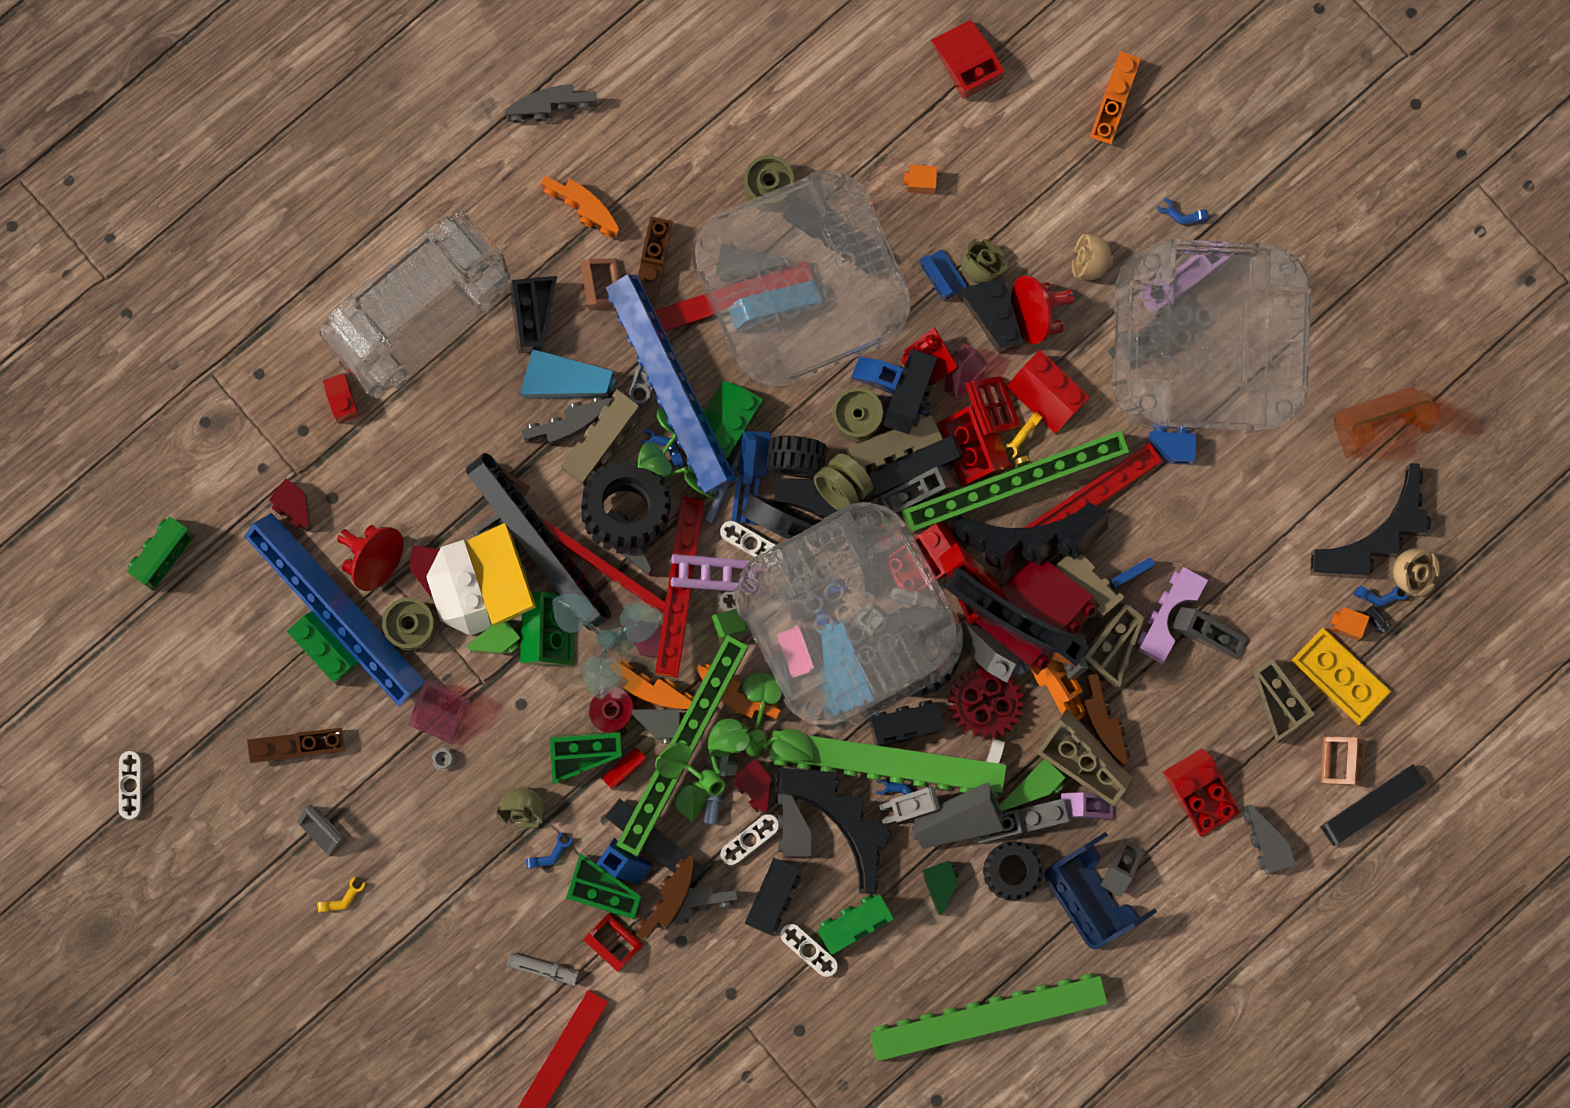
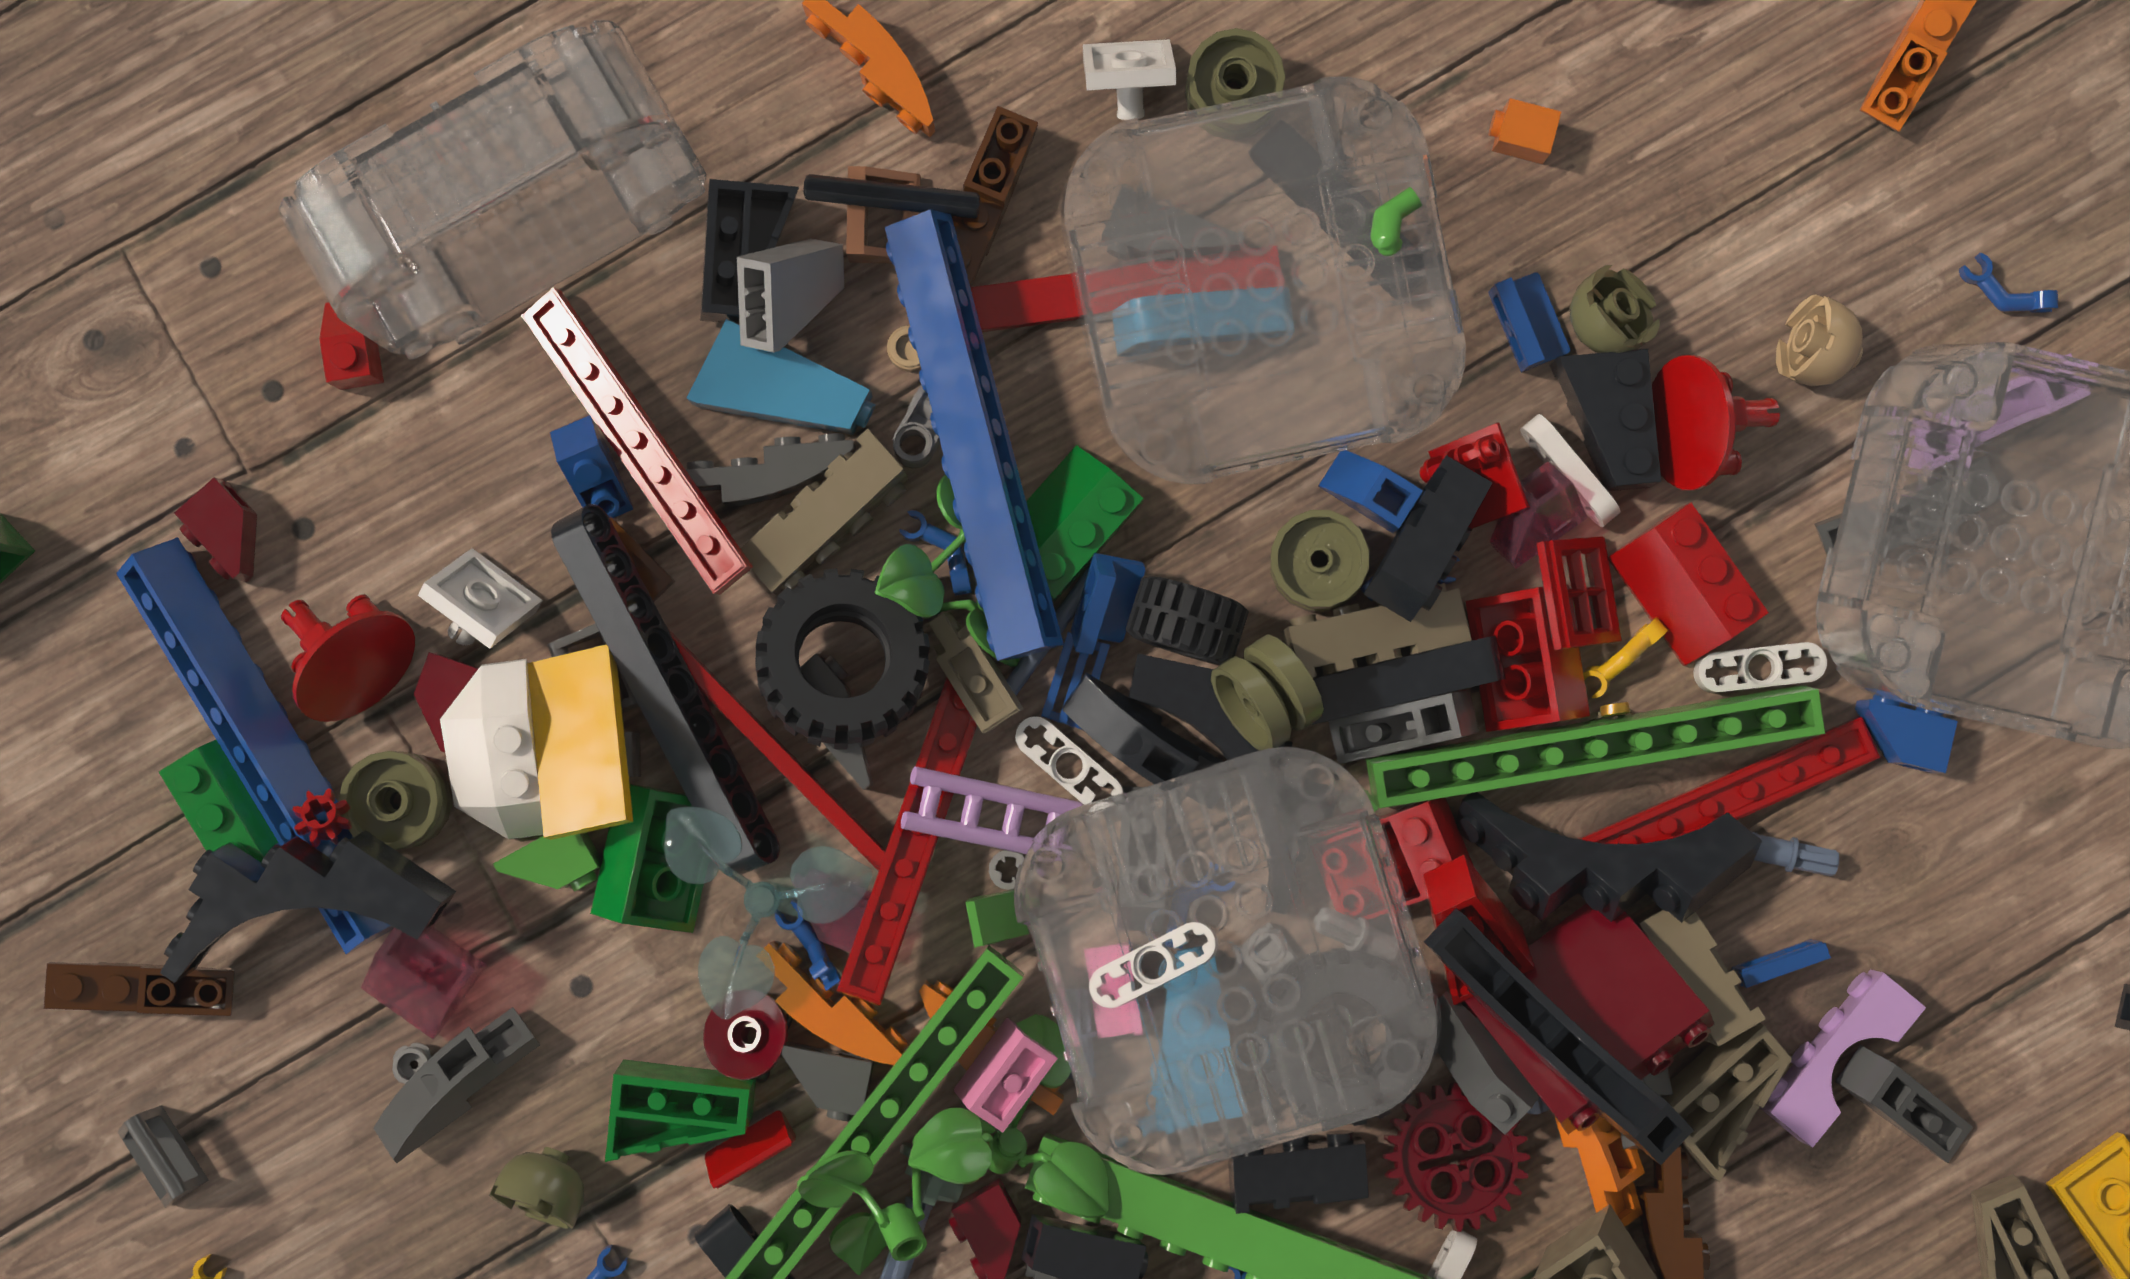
camera: 15 degrees right, 5 degrees up
(377, 630) = (310, 823): none -> red gear
(405, 661) = (357, 878): none -> black arch
(433, 515) = (479, 599): none -> white tile
(461, 763) = (445, 1082): none -> dark grey slope
(476, 436) = (590, 467): none -> blue slope
(498, 419) = (637, 442): none -> tile
(561, 328) = (786, 290): none -> light grey slope
(605, 271) = (891, 196): none -> black axle
(625, 349) = (901, 350): none -> tan tile
(636, 658) = (821, 965): none -> blue arm
(693, 504) = (973, 674): none -> dark tan hinge
(713, 185) = (1129, 69): none -> white tile
(748, 700) = (1004, 1075): none -> bright pink panel
(811, 631) = (1116, 968): none -> white beam
(857, 236) = (1388, 221): none -> bright green arm
(966, 336) = (1553, 448): none -> white beam
(1112, 428) = (1790, 652): none -> white beam
(1129, 518) = (1797, 855): none -> sand blue axle

